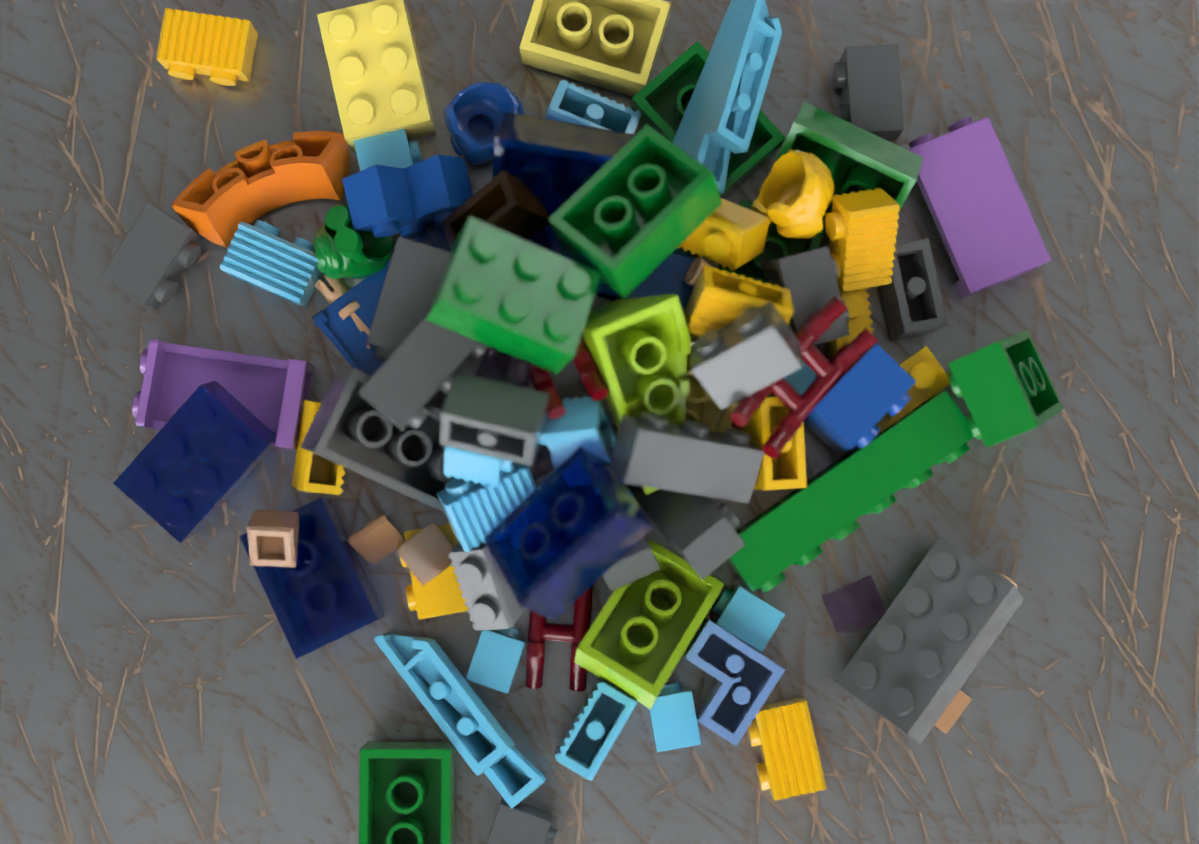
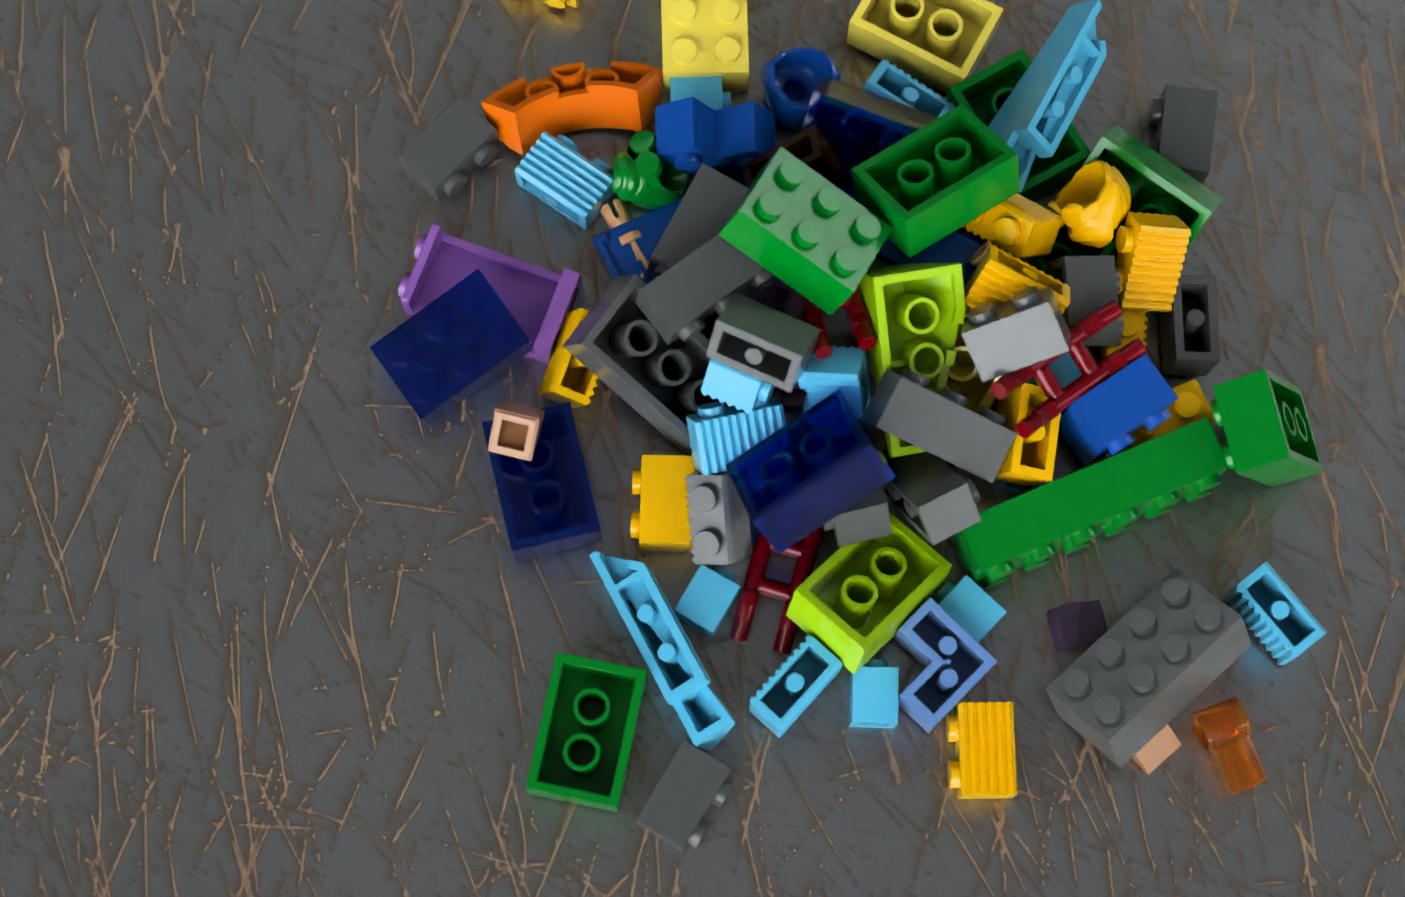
camera: 10 degrees right, 10 degrees down
(377, 538) = (611, 461): medium nougat slope -> none
(426, 553) = (662, 477): medium nougat slope -> none
(977, 206) = (1271, 263): medium lavender panel -> none
(1013, 684) = (1226, 733): none -> clear orange piece
(1041, 561) = (1275, 614): none -> medium azure brick

